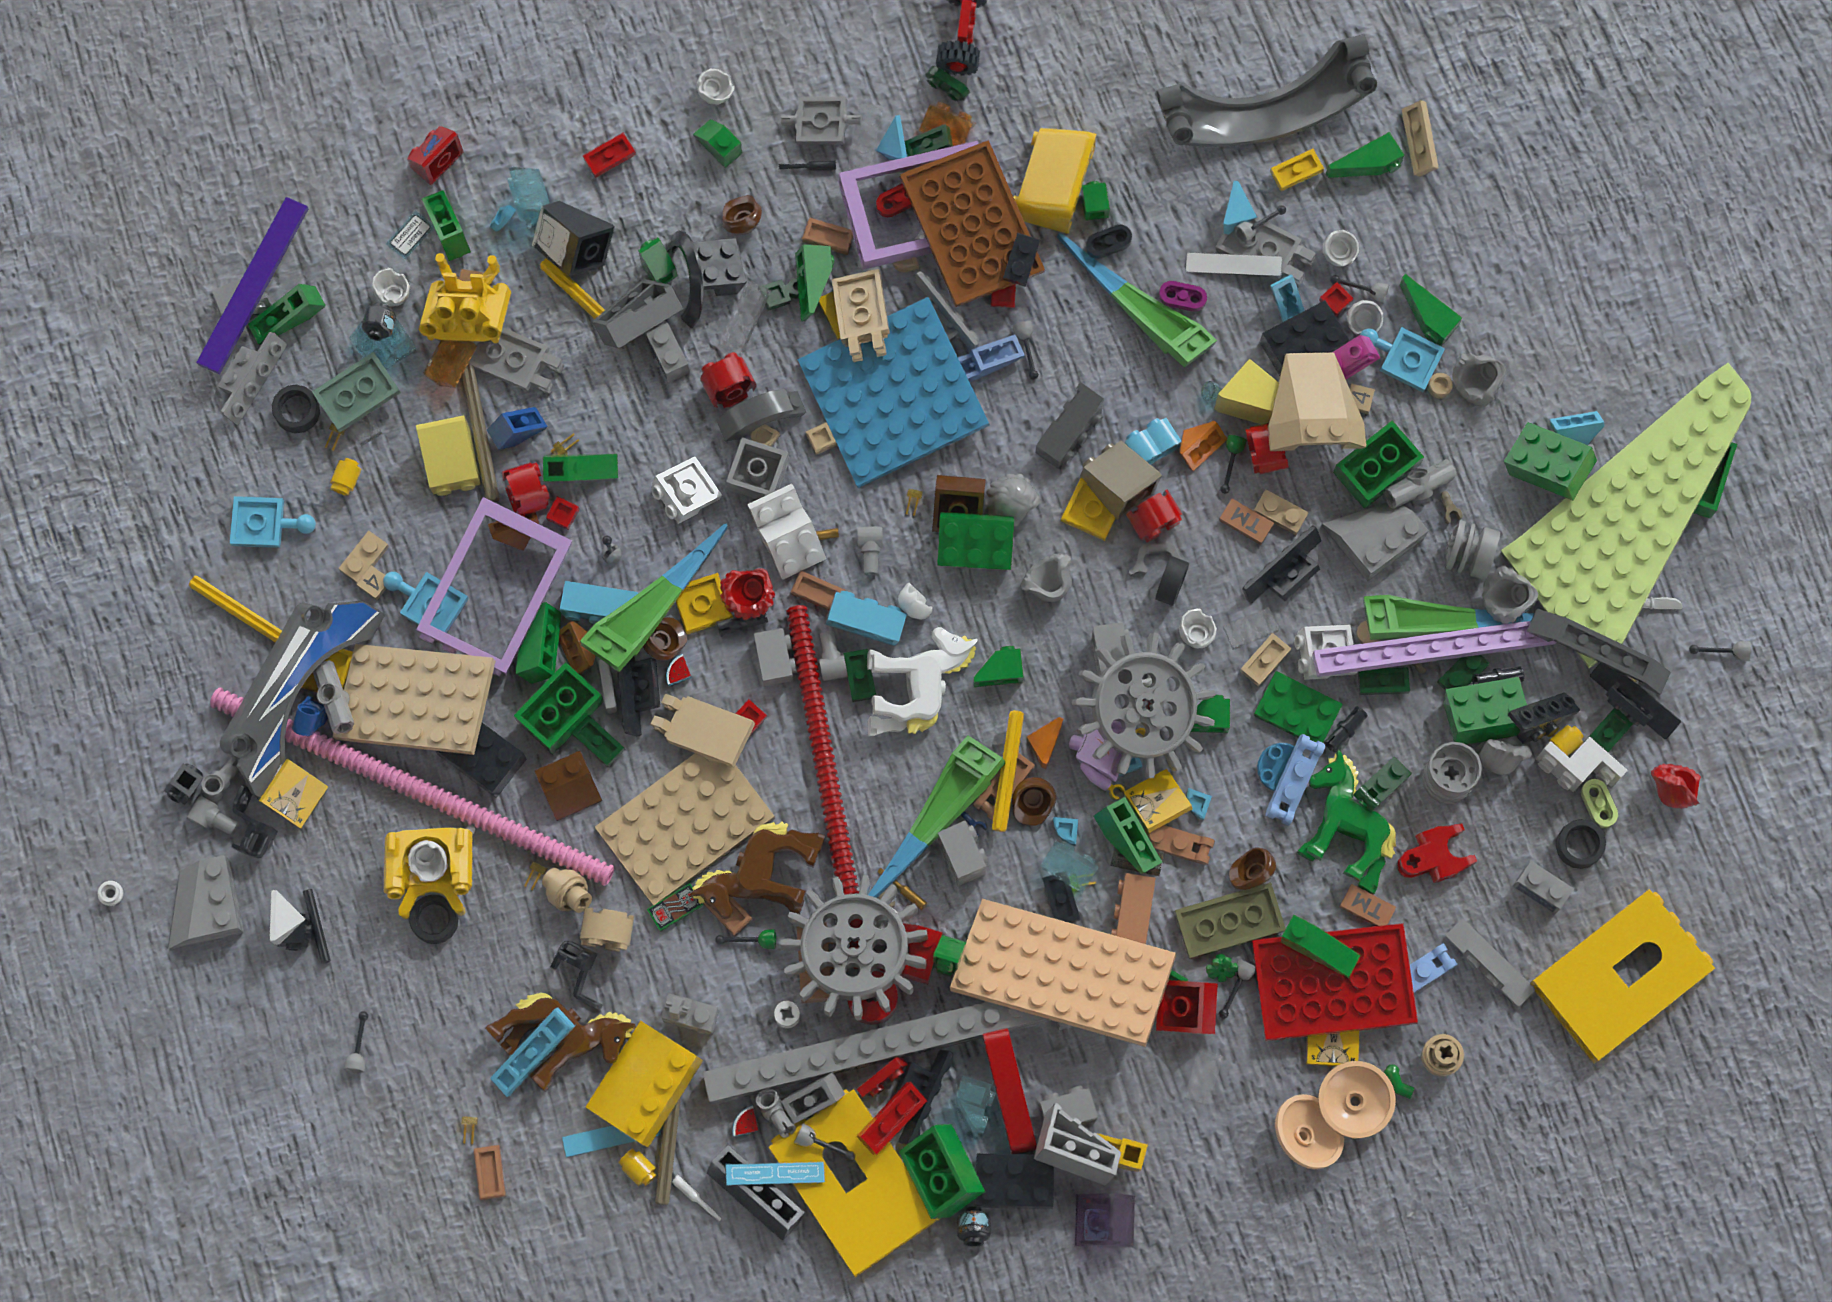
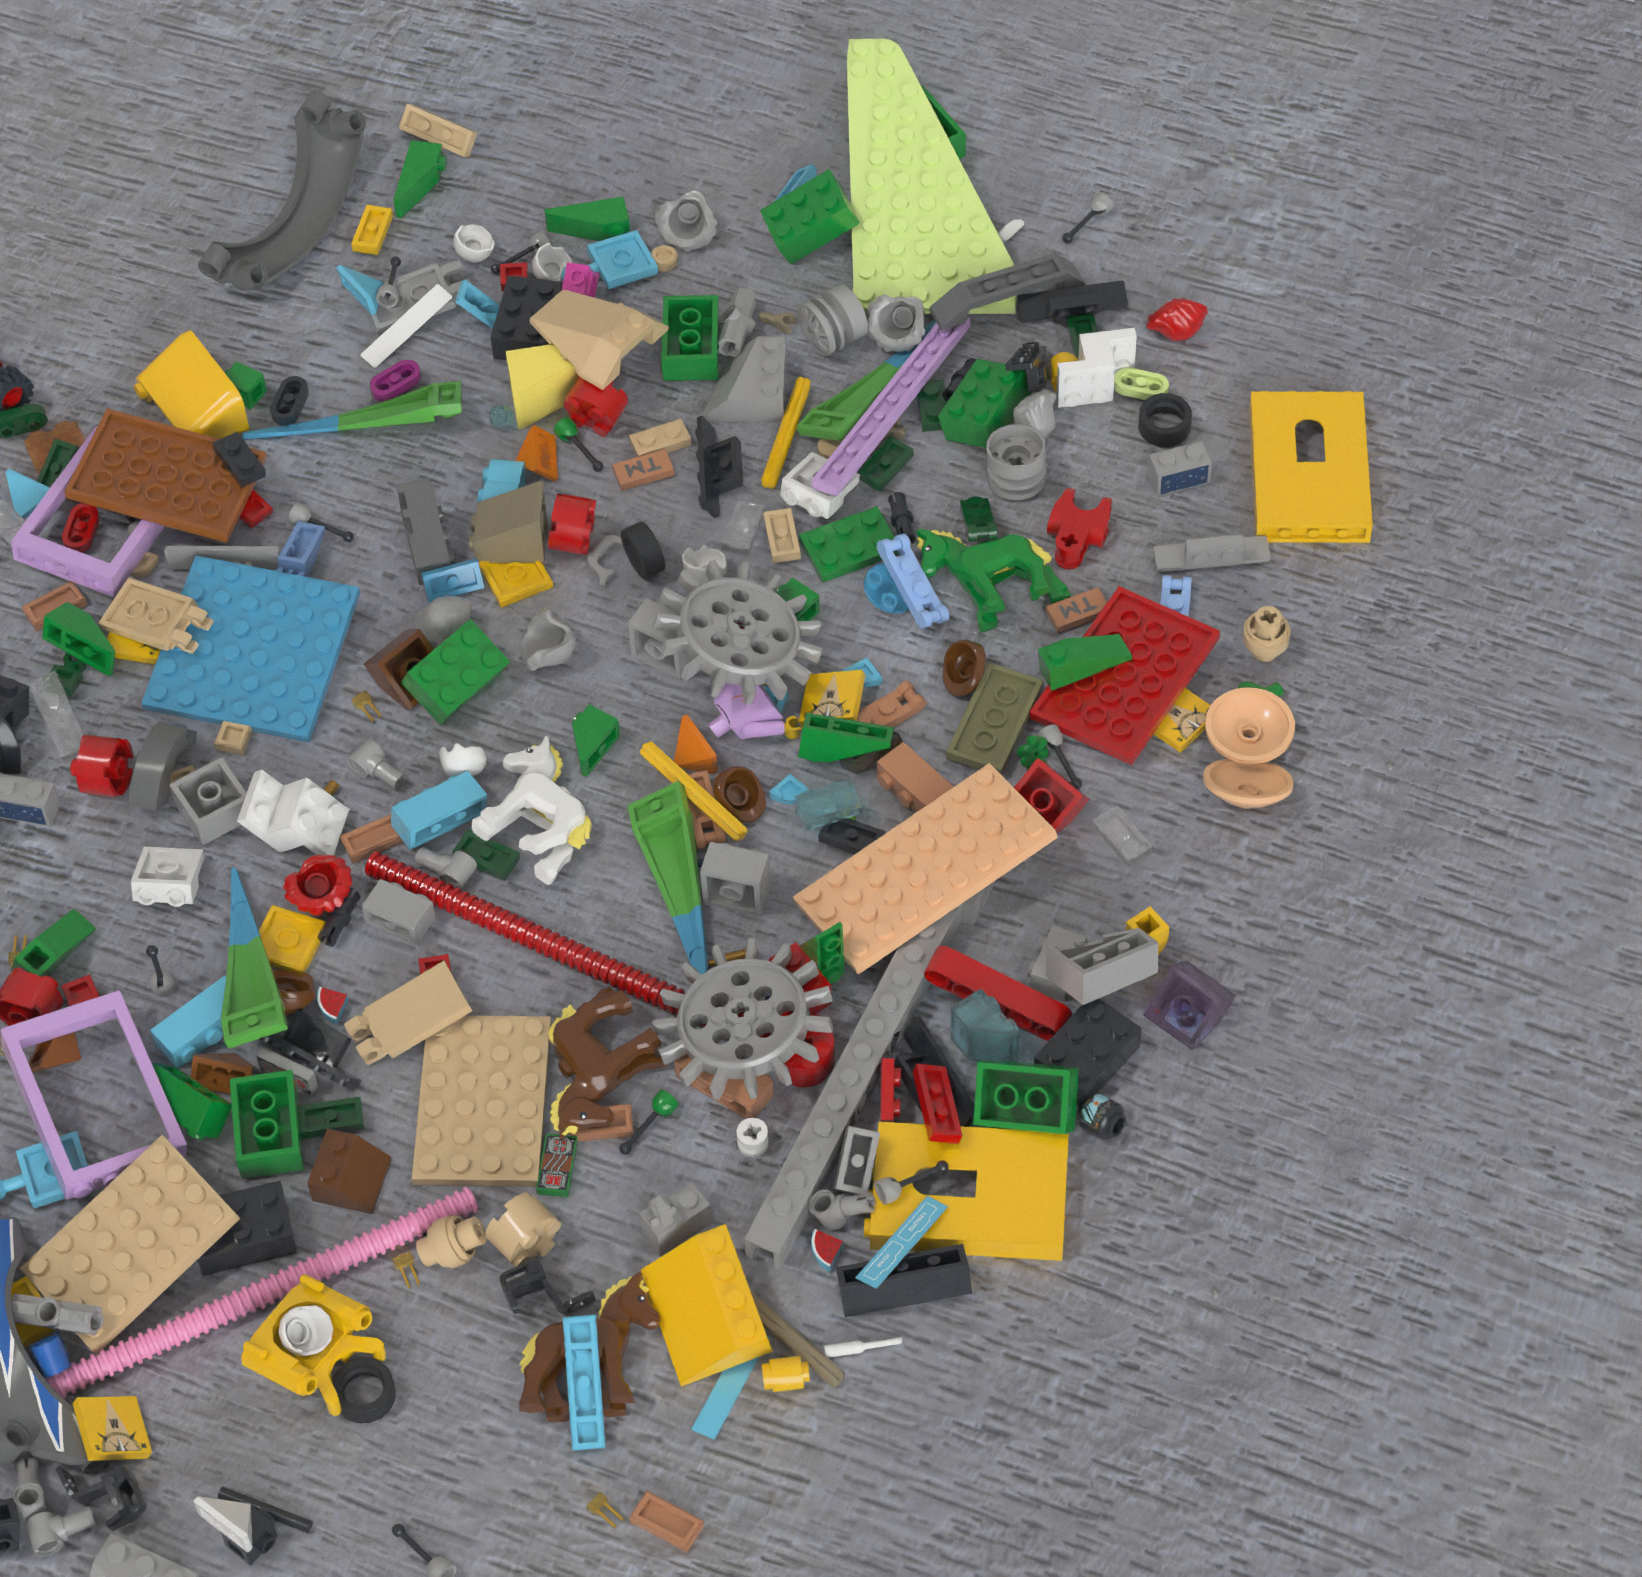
camera: 50 degrees left, 20 degrees down
(1050, 474) = (452, 579): none -> dark azure plate
(1356, 591) = (785, 433): none -> yellow axle

